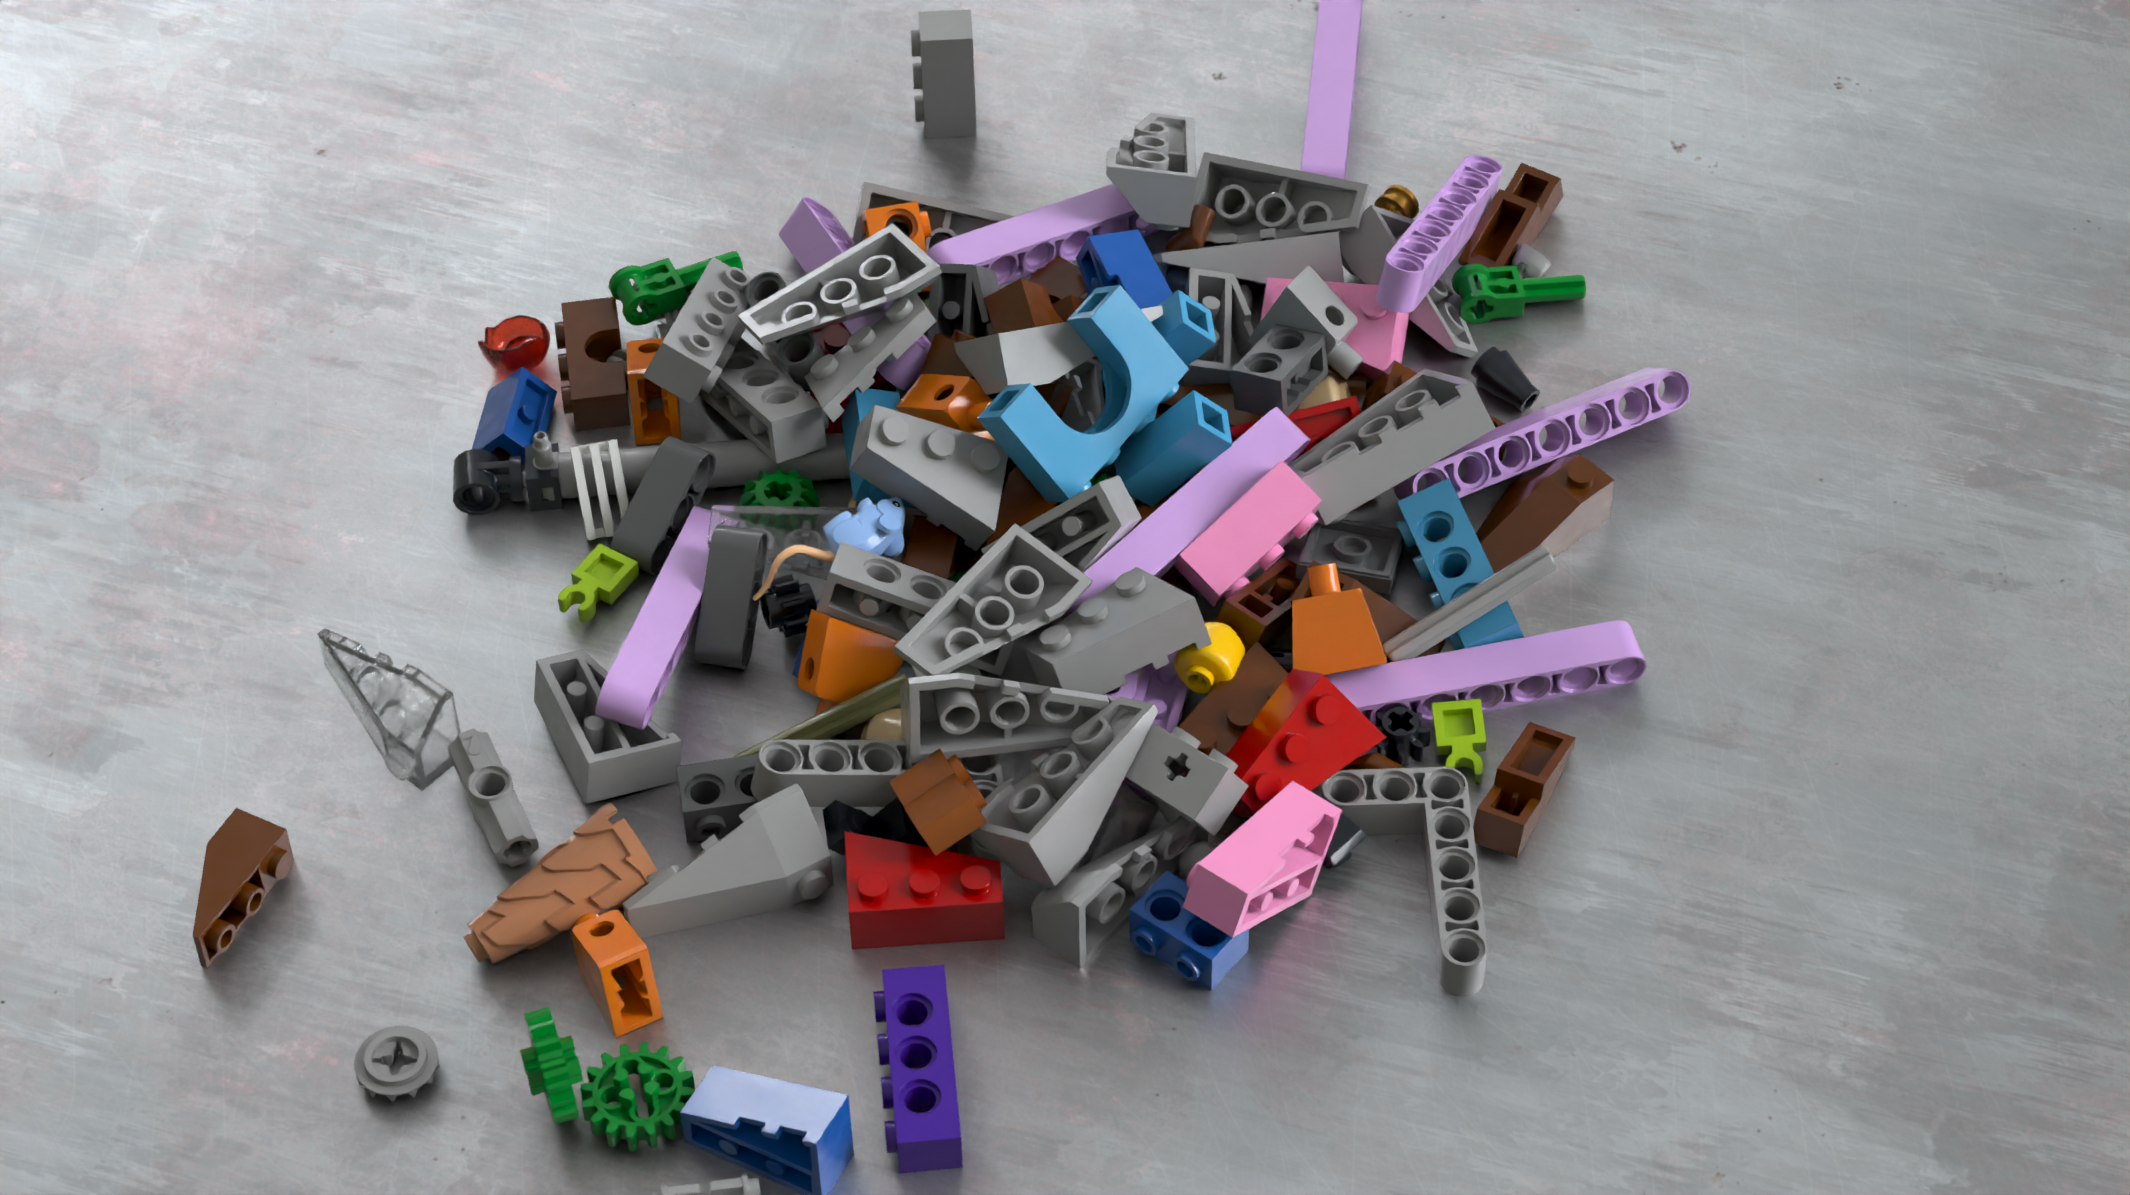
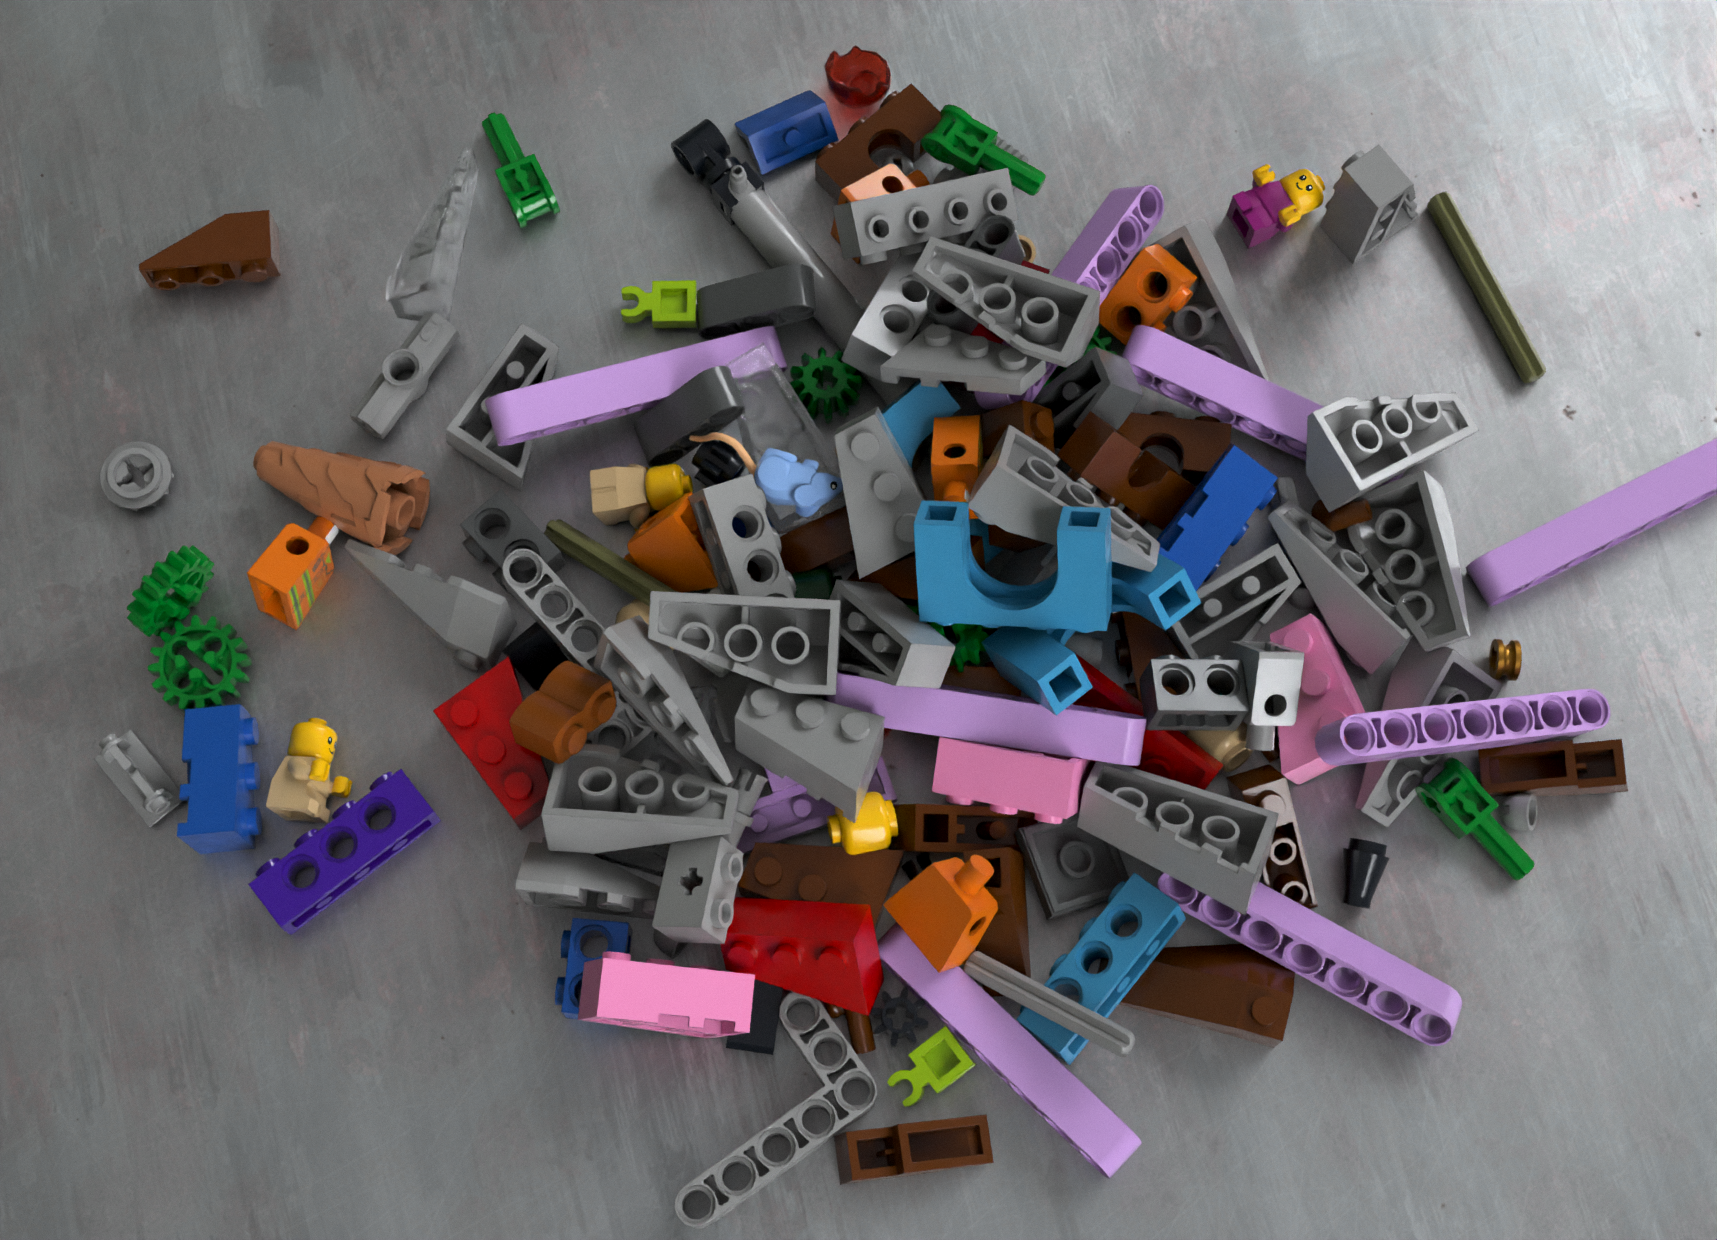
camera: 55 degrees right, 25 degrees up
(380, 626) = (519, 176): none -> green connector
(594, 450) = (730, 235): white tile -> none
(763, 679) = (636, 491): none -> tan piece
(820, 1056) = (303, 777): none -> piece
(884, 144) = (1274, 205): none -> piece
(1074, 65) = (1486, 287): none -> olive axle

